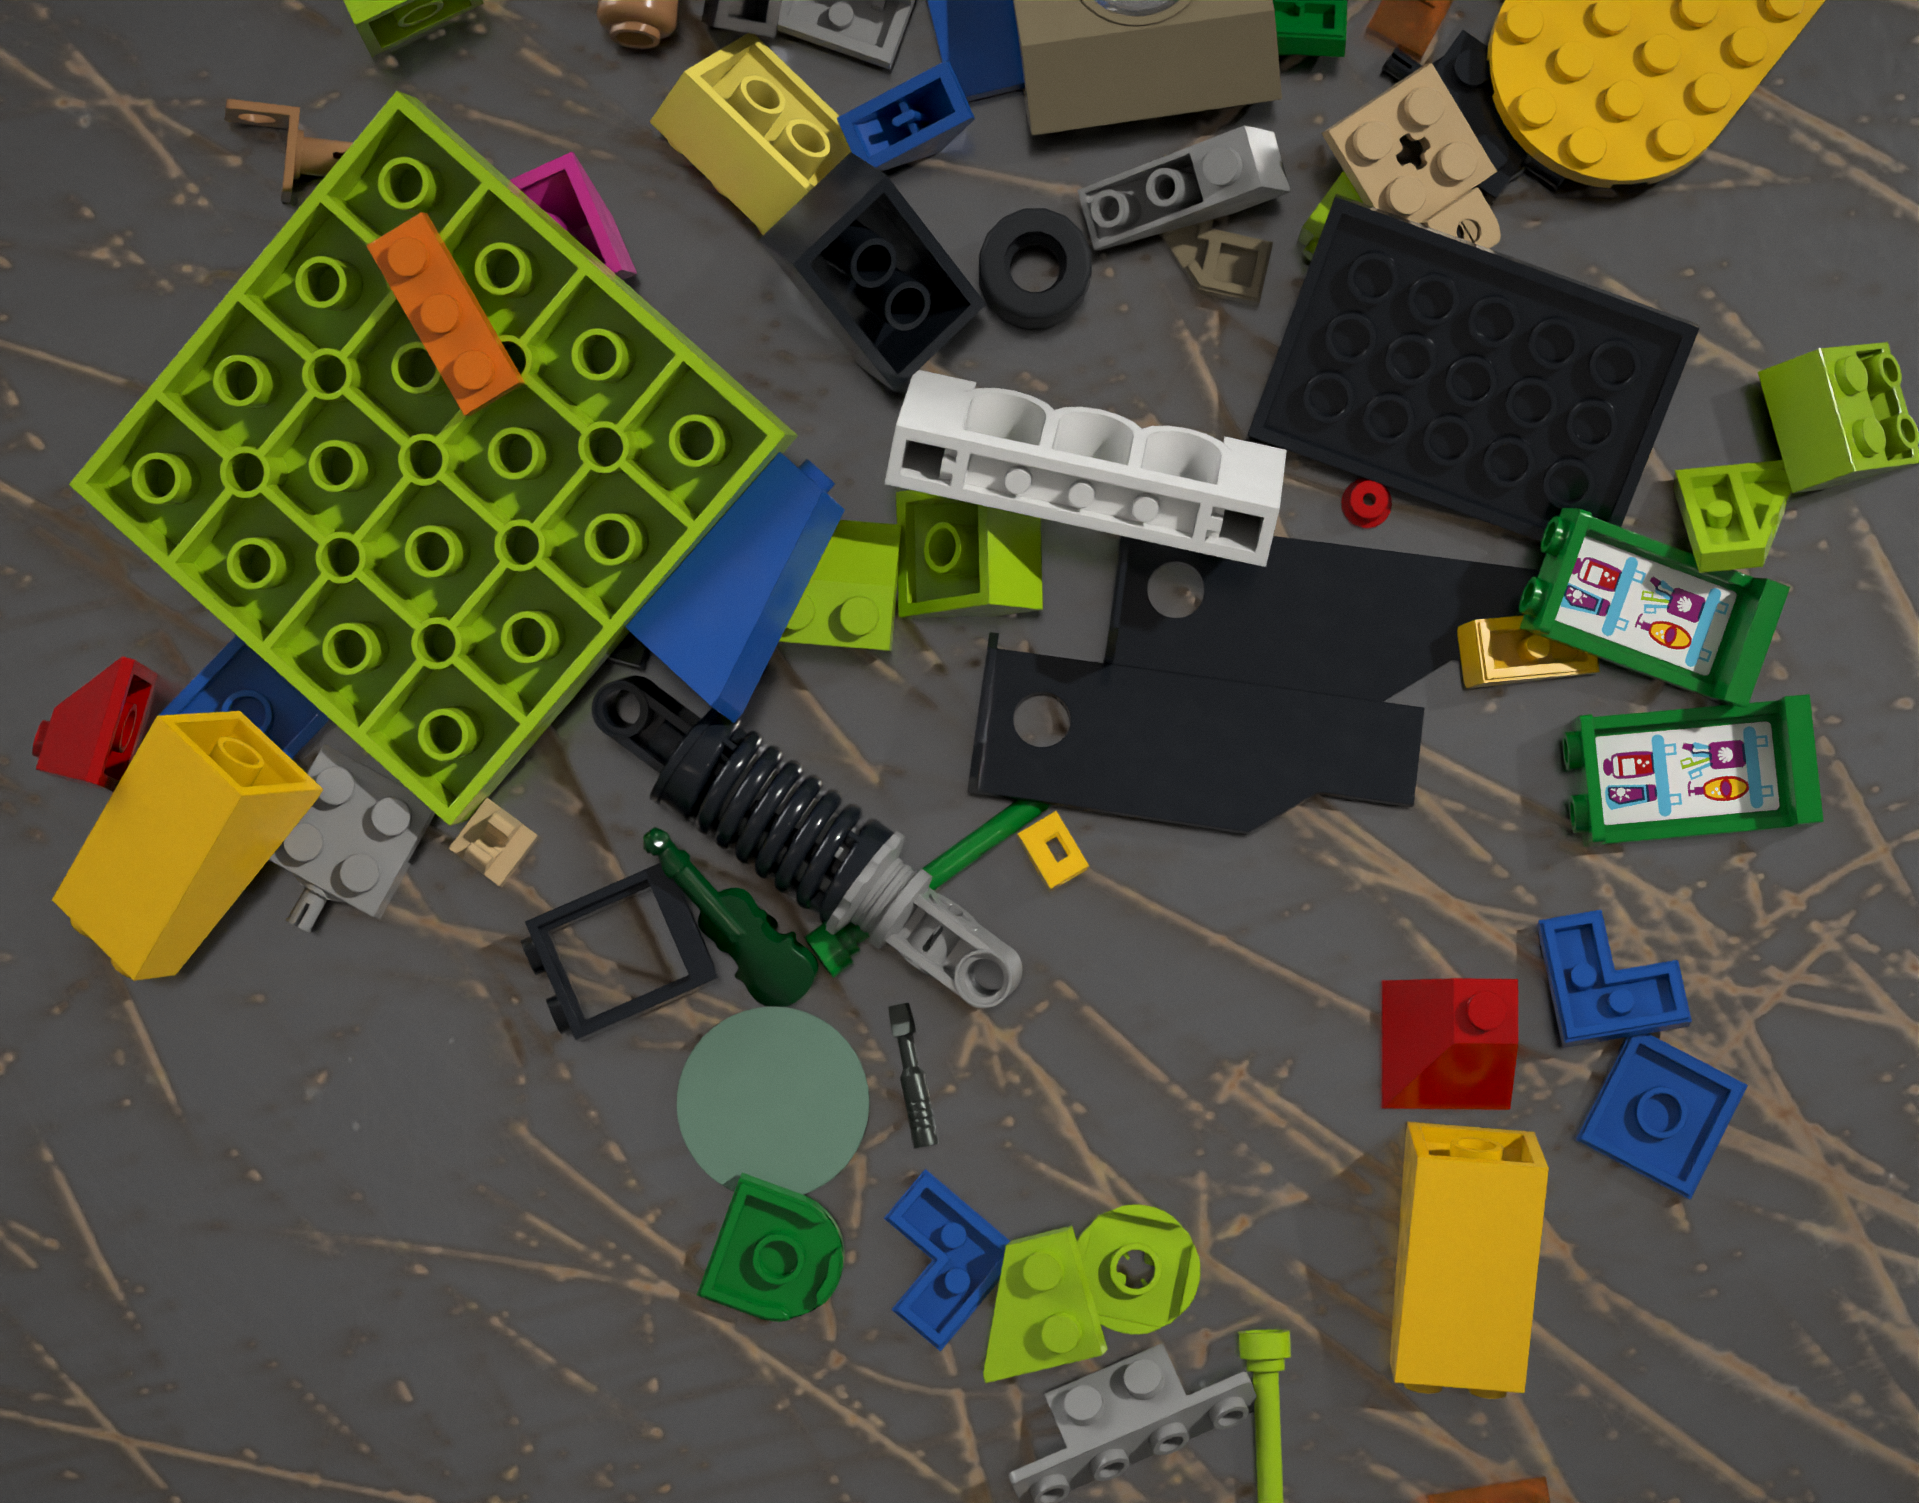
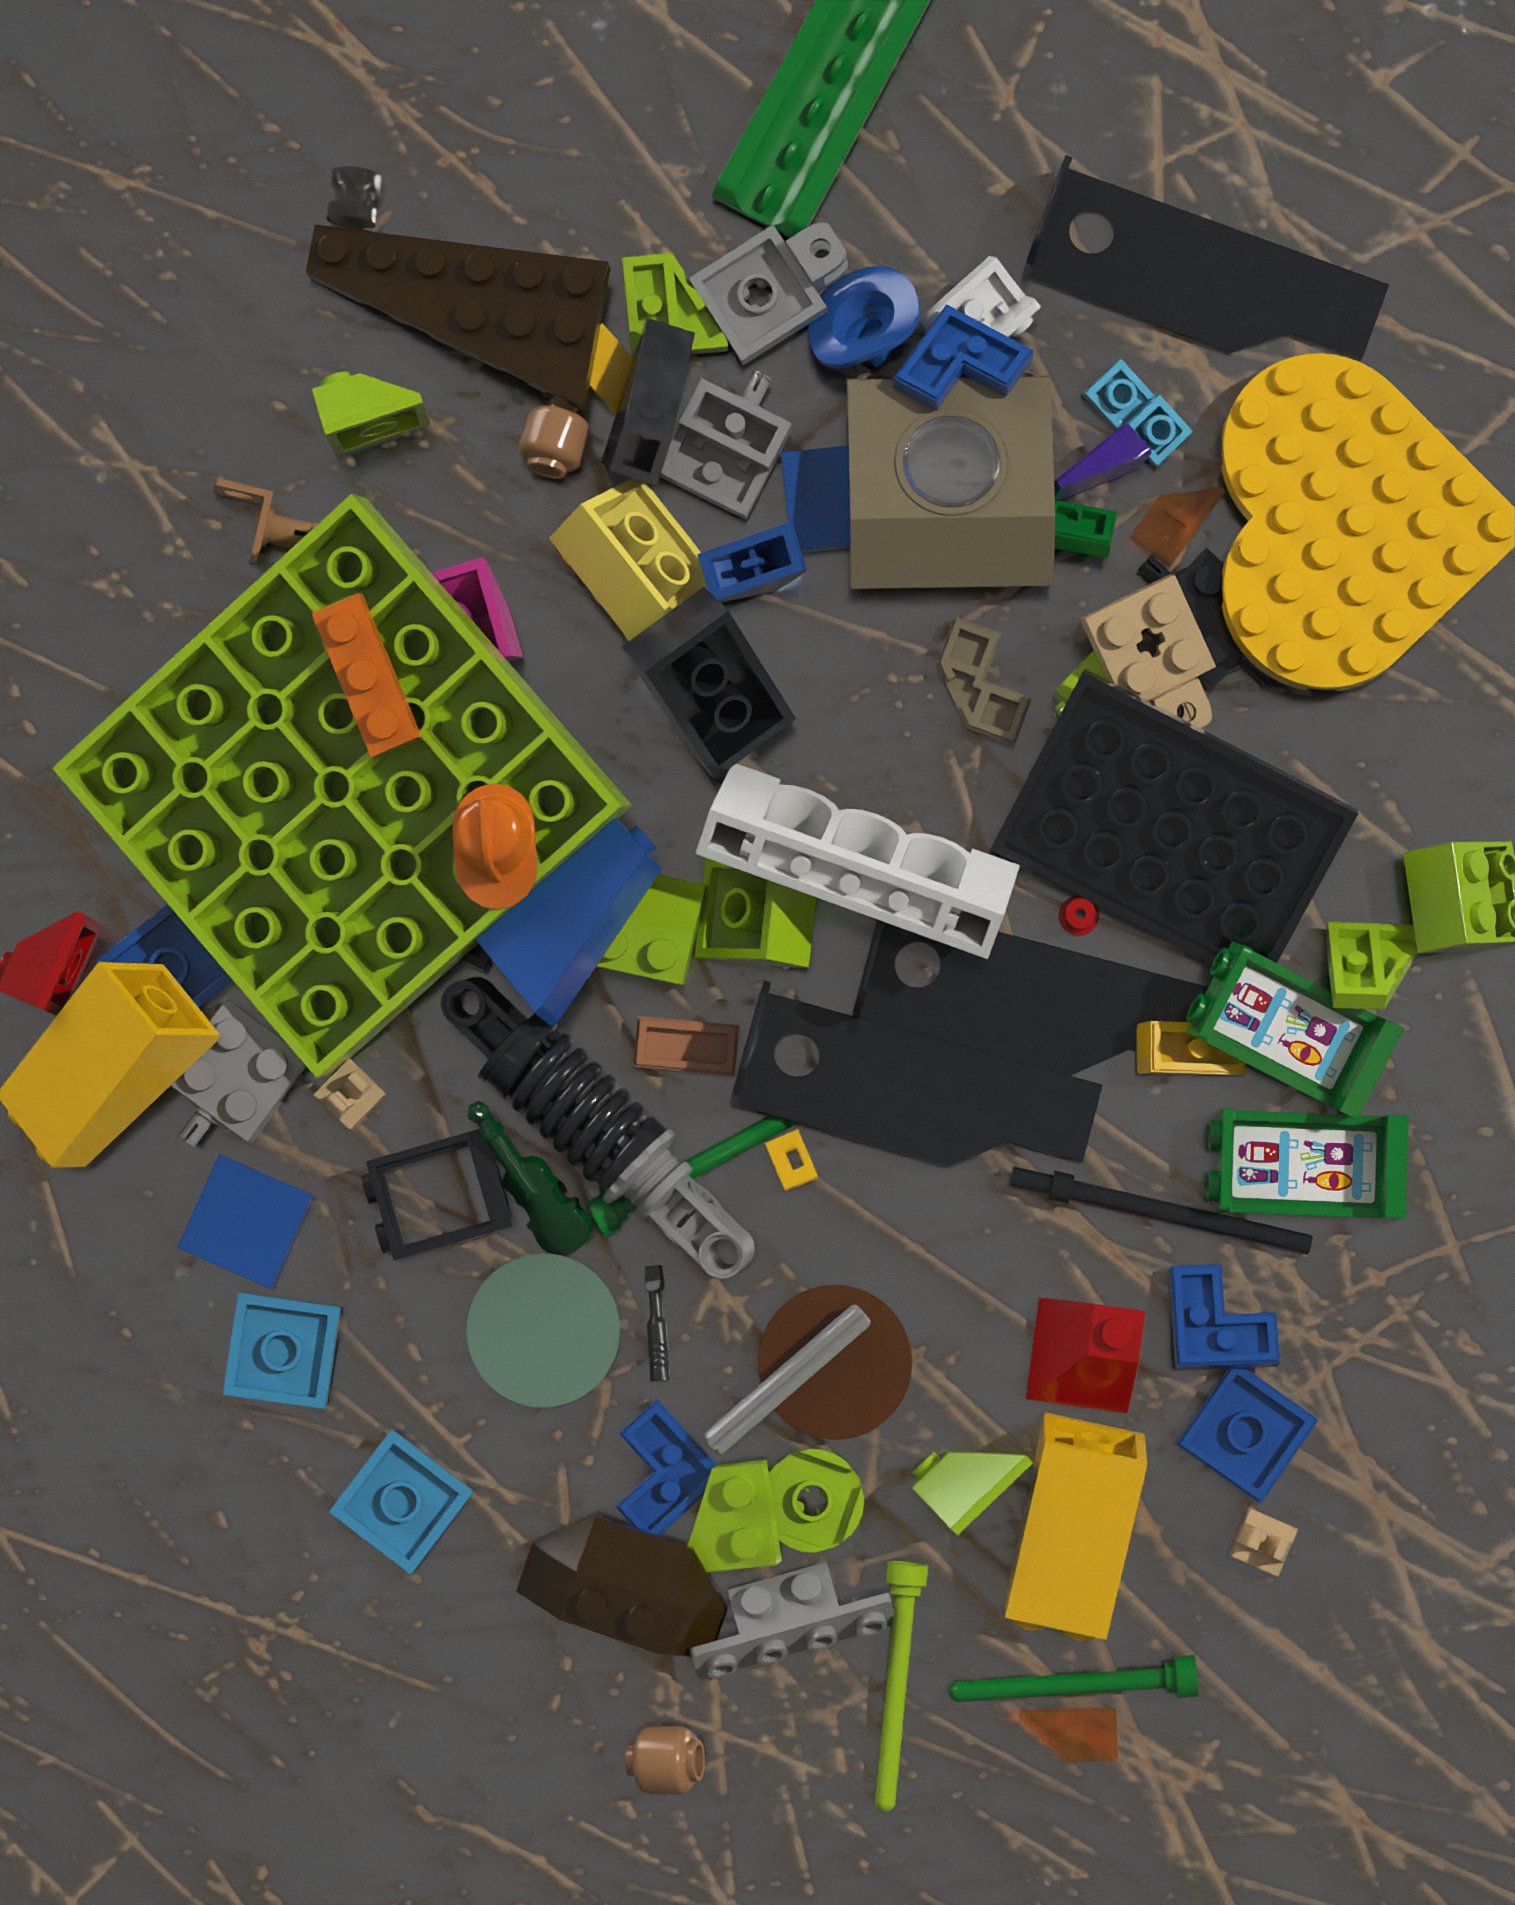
camera: 10 degrees right, 0 degrees up
(384, 1017) = (245, 1221): none -> blue tile
(451, 1171) = (282, 1351): none -> dark azure plate
(624, 1338) = (401, 1501): none -> dark azure plate
(634, 506) = (495, 846): none -> orange piece
(774, 1253) = (528, 1449): green tile -> none
(903, 728) = (686, 1046): none -> nougat tile
(916, 1406) = (624, 1586): none -> dark brown wedge
(1026, 229) = (839, 662): black tyre -> none
(1084, 1123) = (787, 1379): none -> light grey axle
(1140, 1094) = (858, 1384): none -> reddish brown tile
(1185, 187) = (967, 646): light grey slope -> none
(1323, 1222) = (965, 1483): none -> lime slope
(1393, 841) = (1062, 1188): none -> black bar
(1615, 1428) = (1175, 1677): none -> green piece
(1699, 1246) = (1263, 1542): none -> tan tile

